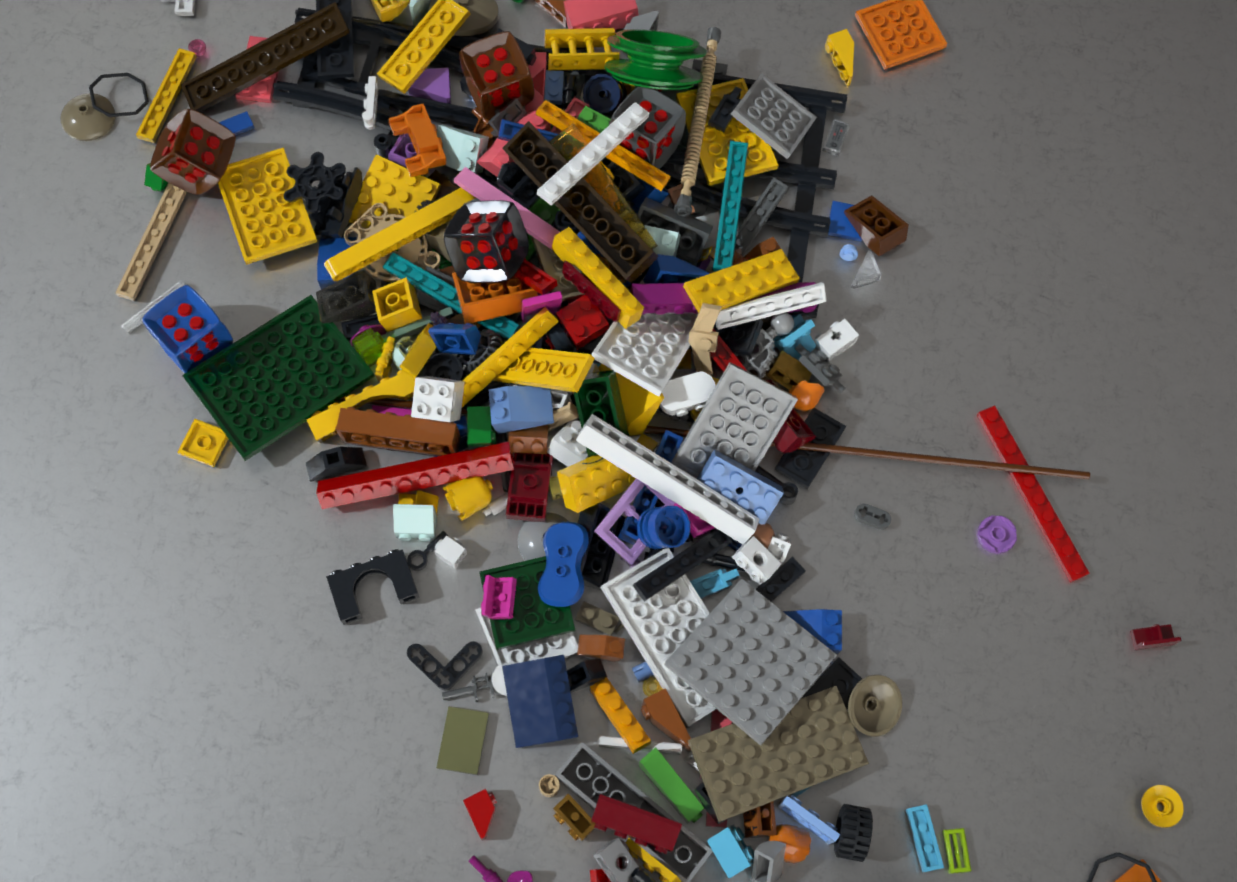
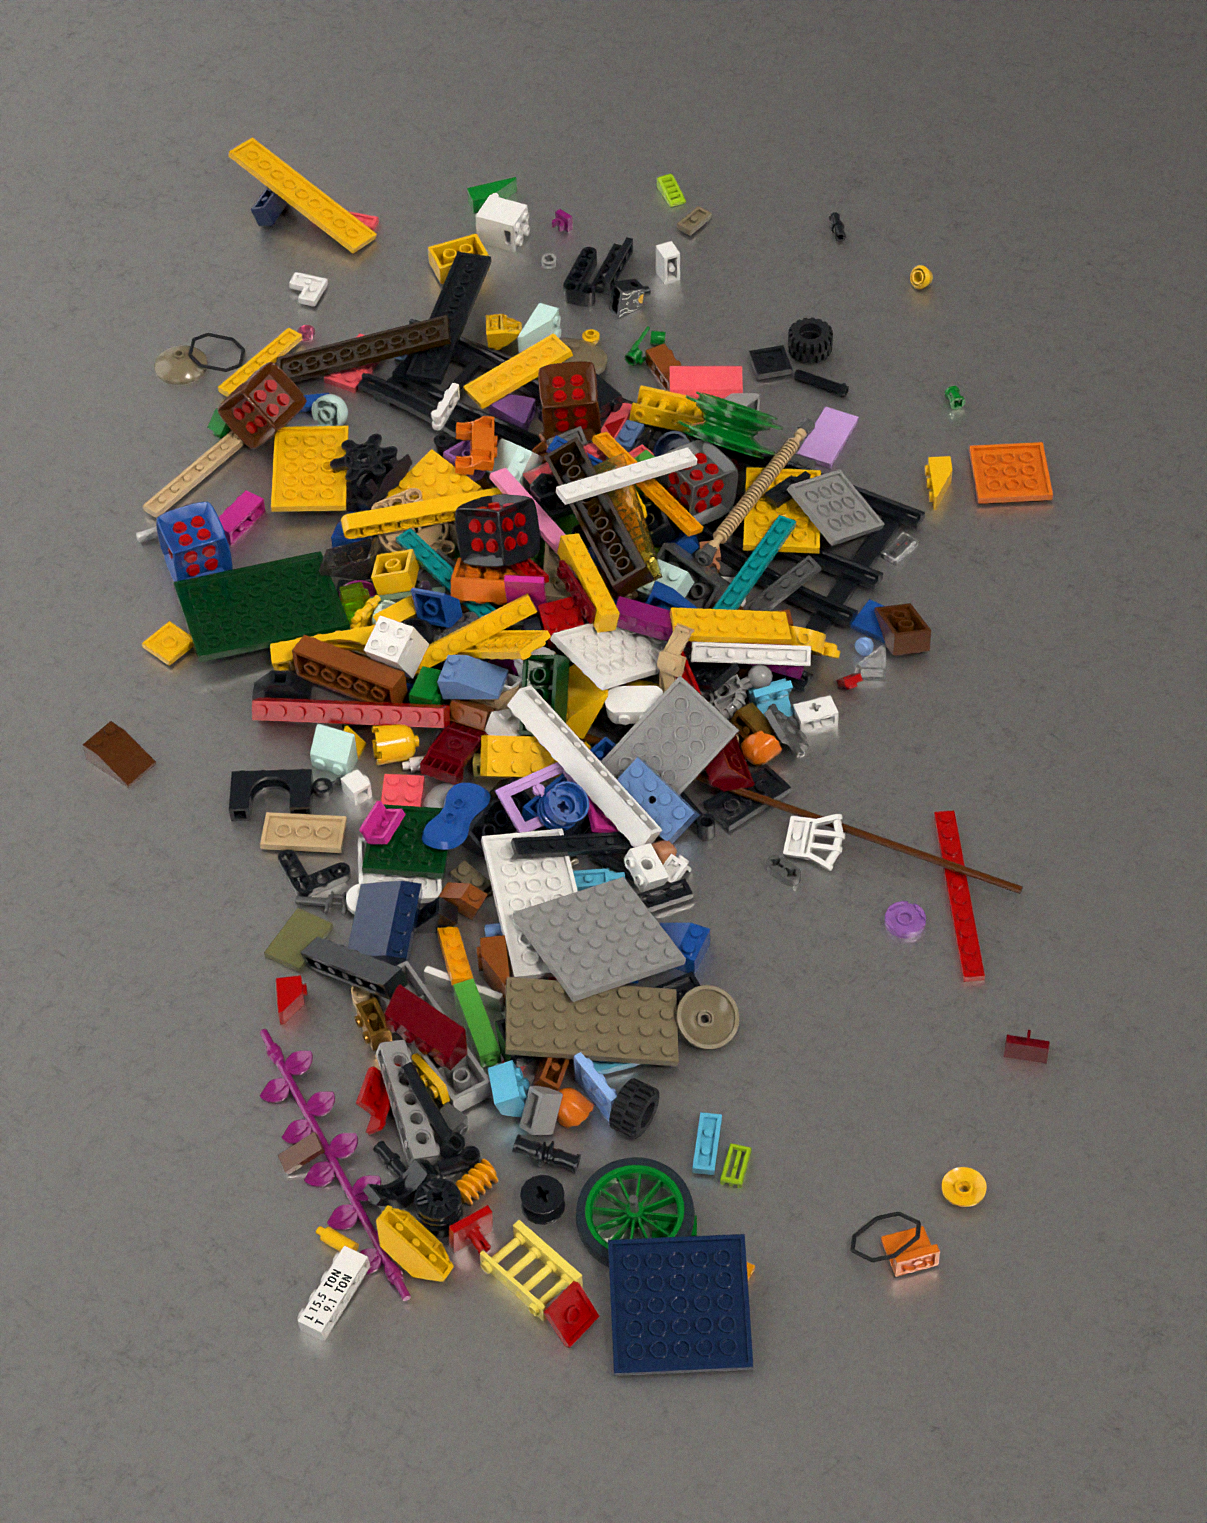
camera: 25 degrees right, 20 degrees down
(205, 588) = (118, 754): none -> reddish brown slope
(216, 277) = (241, 515): none -> dark pink brick
(258, 134) = (330, 410): none -> light aqua cylinder
(420, 619) = (303, 832): none -> tan plate
(495, 544) = (403, 790): none -> coral plate
(537, 769) = (353, 967): none -> black brick
(731, 22) = (828, 436): none -> lavender tile
(812, 268) = (815, 639): none -> yellow piece
(851, 294) = (849, 681): none -> red plate
(878, 478) = (802, 834): none -> white plate

